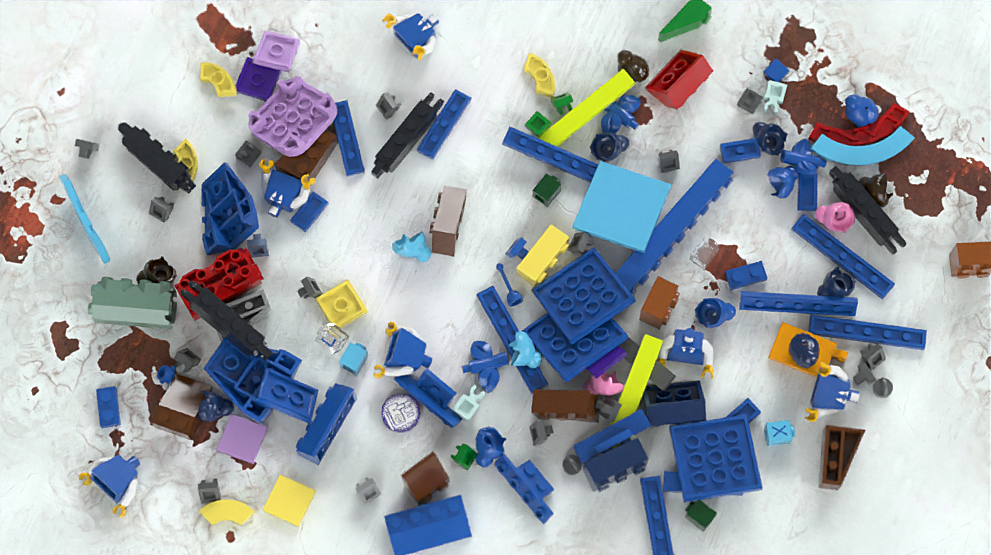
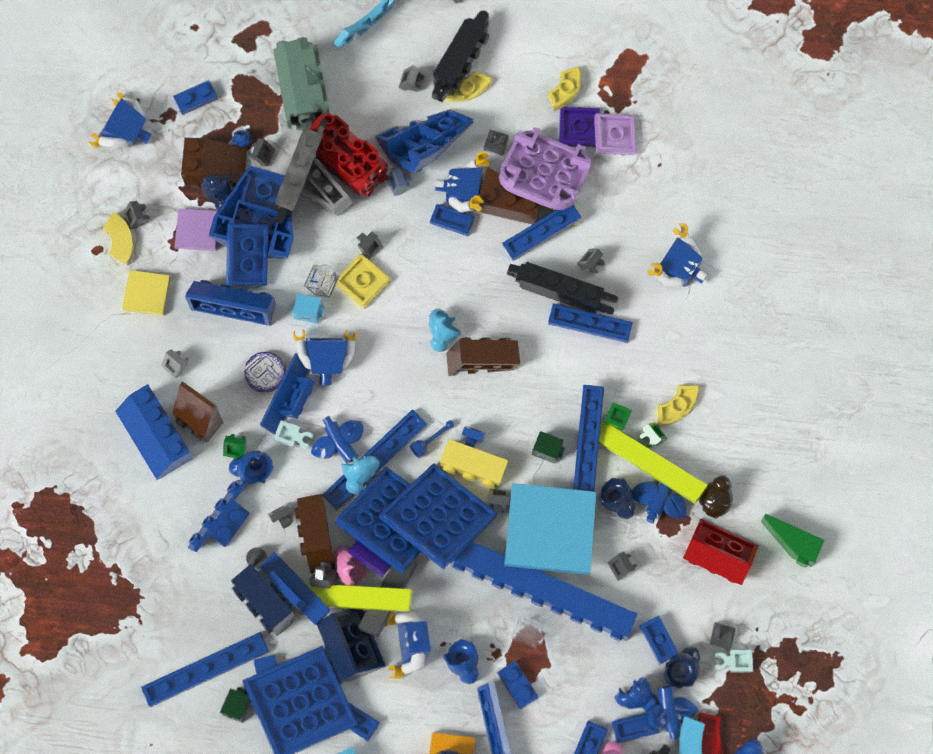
camera: 70 degrees right, 0 degrees up
(155, 269) = (342, 91): dark brown piece -> none
(657, 305) = (453, 597): dark orange brick -> none
(776, 71) = (766, 656): blue tile -> none

